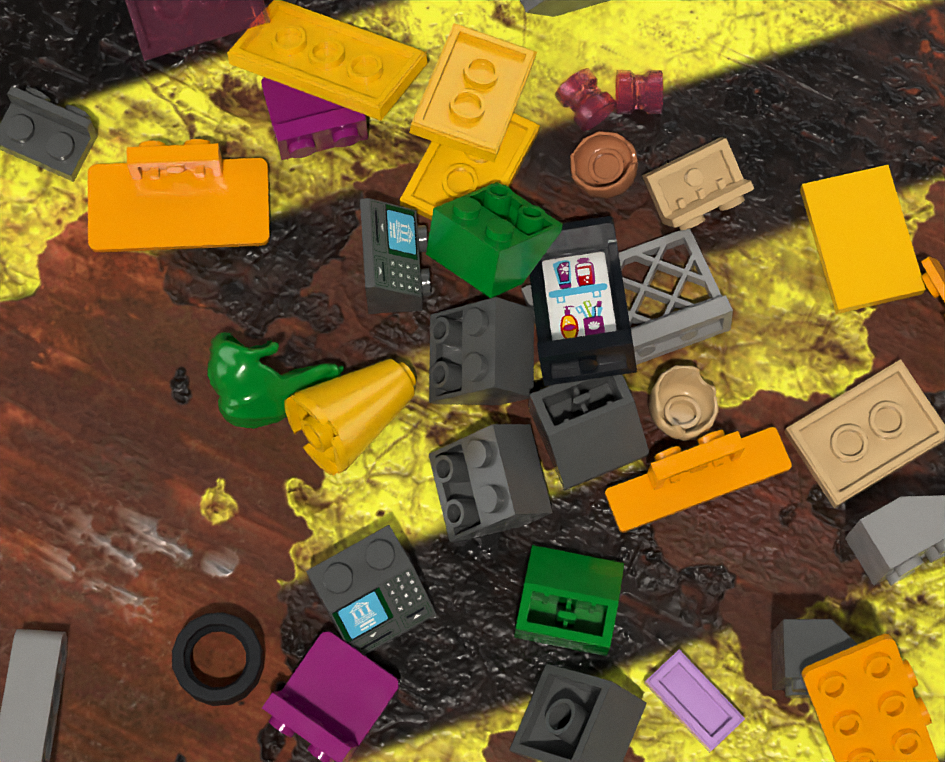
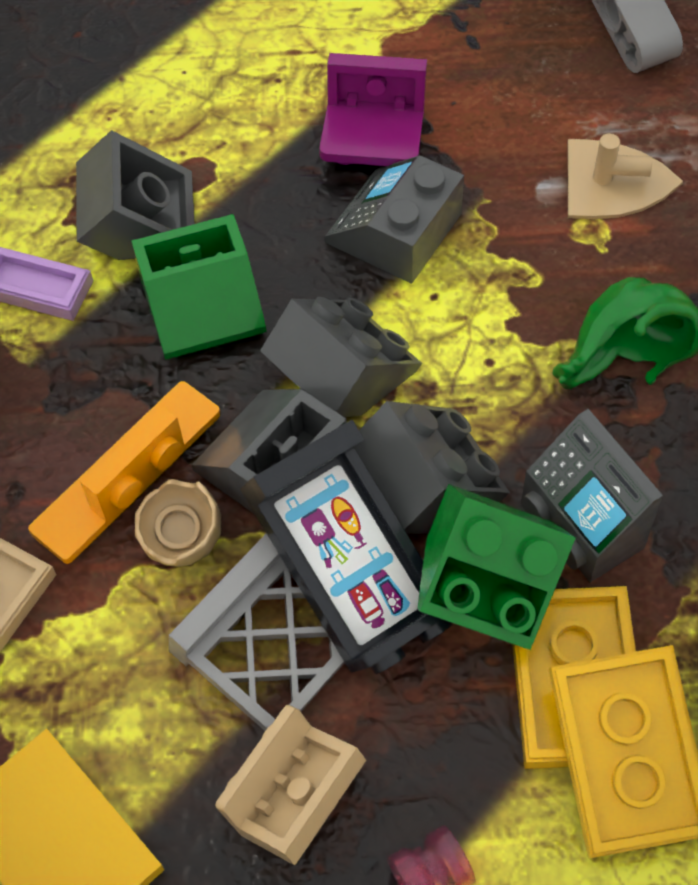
camera: 155 degrees right, 15 degrees down
(165, 542) = (614, 179): none -> tan shield
(192, 634) = (501, 80): black tyre -> none
(349, 412) = (523, 335): yellow cone -> none
(585, 99) = (491, 821): clear pink wheel -> none
(604, 165) = (418, 743): nougat hair -> none

